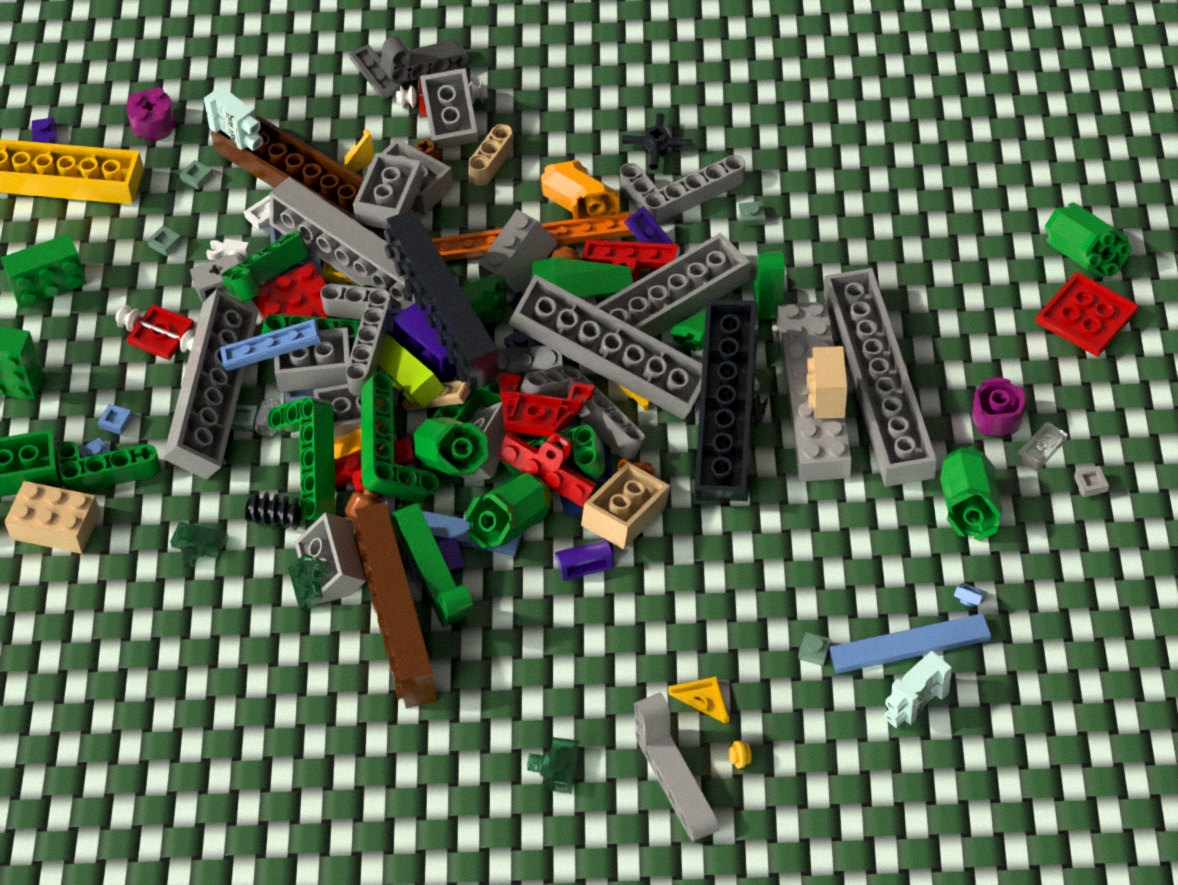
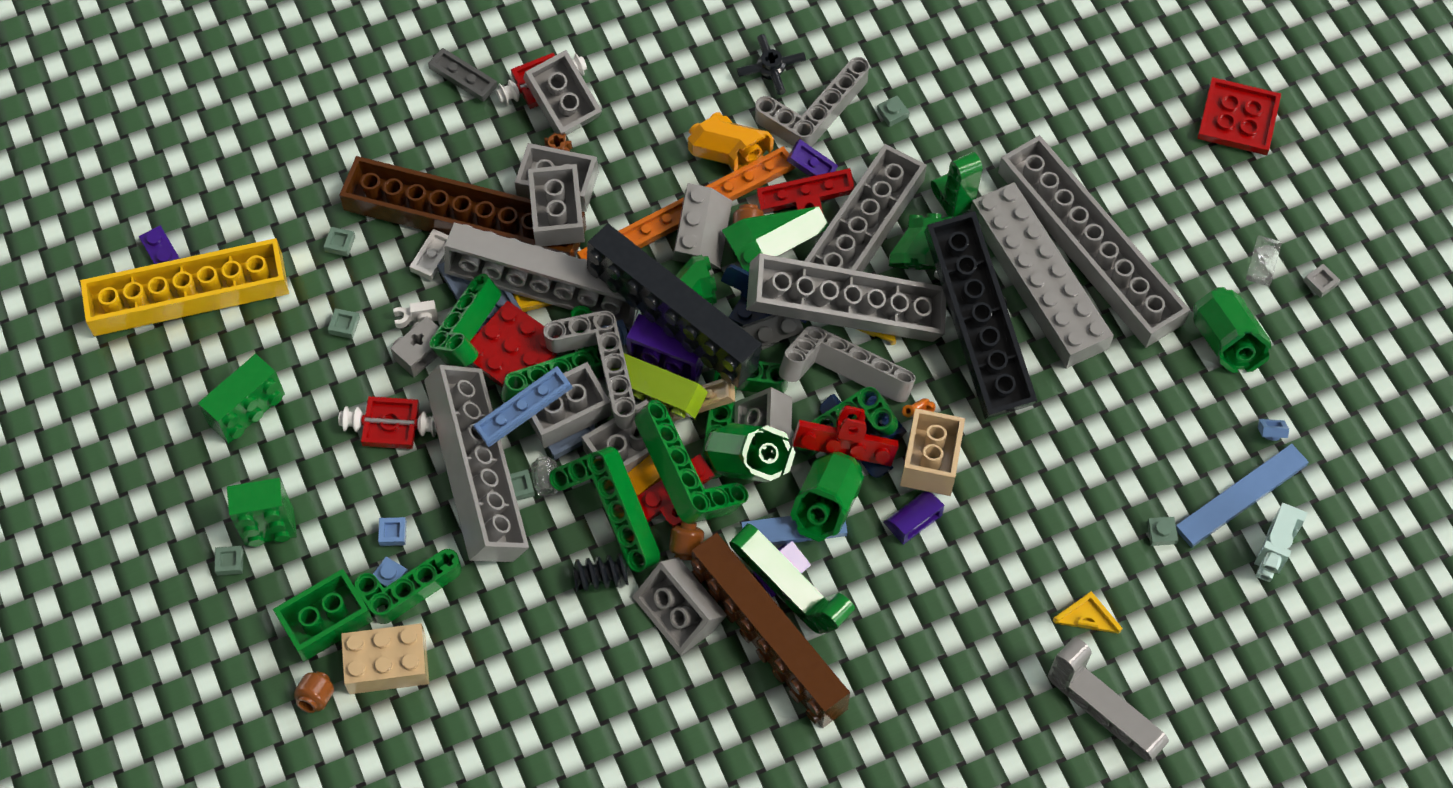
camera: 25 degrees left, 10 degrees up
(151, 114) = (261, 191): magenta brick -> none
(197, 541) = (539, 631): clear green hinge -> none
(233, 118) = (363, 175): light aqua hips -> none
(305, 580) = (669, 634): clear green hinge -> none
(360, 155) = (496, 170): yellow tile -> none
(408, 65) = (494, 59): dark grey beam -> none
(491, 155) = (621, 137): tan beam -> none
(539, 413) = (812, 389): red wing -> none
(557, 765) = (994, 733): clear green hinge -> none
(740, 754) = (1151, 660): yellow plate -> none
(827, 382) = (1068, 268): tan brick -> none
(998, 407) = (1211, 236): magenta brick -> none
(1087, 240) = (1211, 43): green brick -> none

